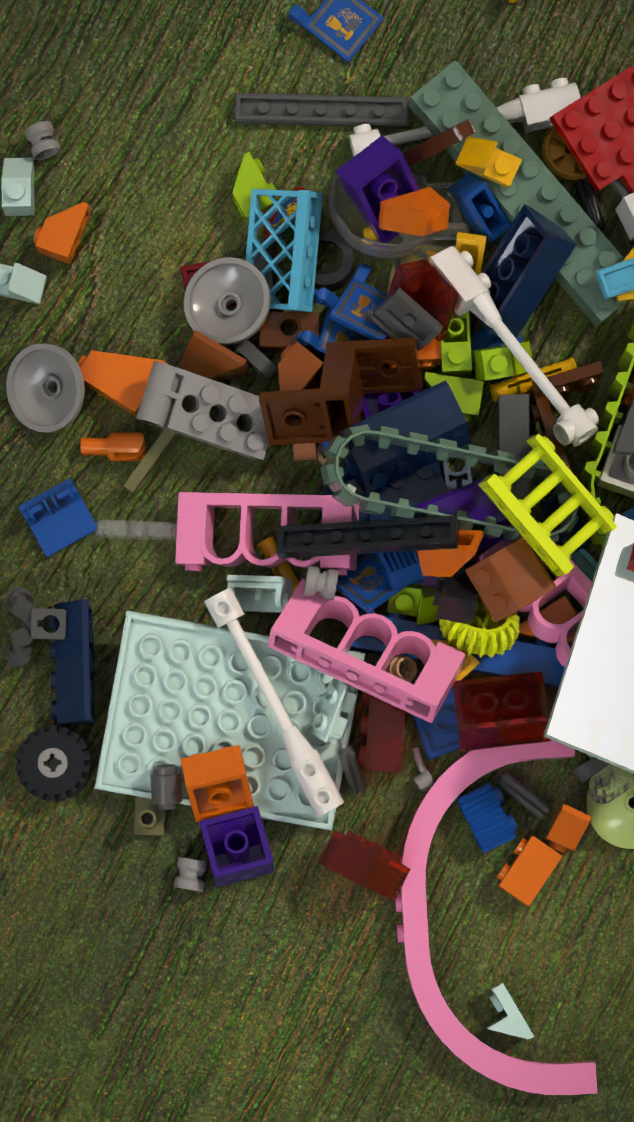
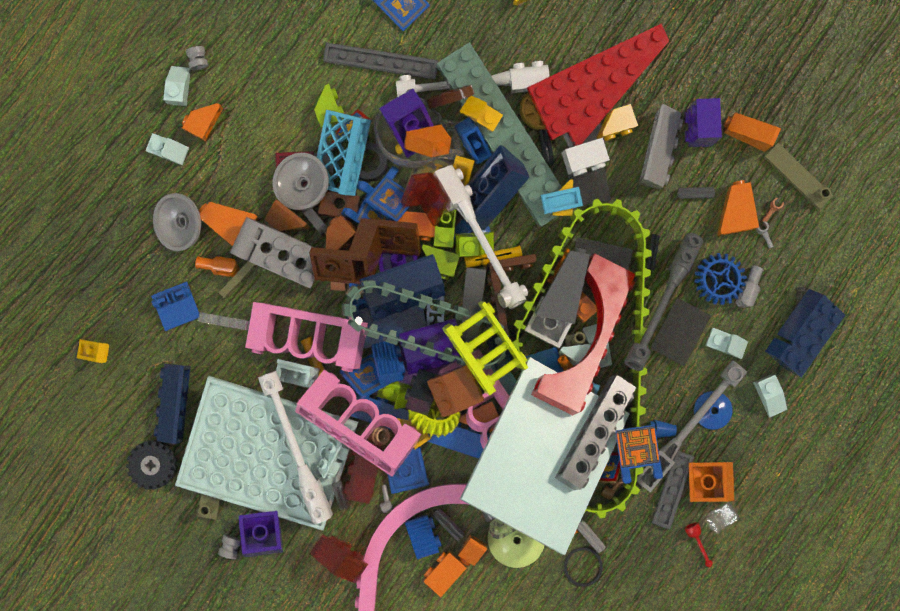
camera: 10 degrees right, 5 degrees up
(21, 604) = (143, 364): dark grey piece -> none
(166, 786) = (219, 491): dark grey brick -> none
(217, 783) = (252, 493): orange slope -> none
(323, 582) = (334, 375): light grey wheel -> none
(368, 537) = (367, 352): black plate -> none
(406, 319) = (413, 210): dark grey plate -> none
(448, 561) = (416, 367): orange slope -> none
(500, 711) = (439, 471): clear red brick -> none

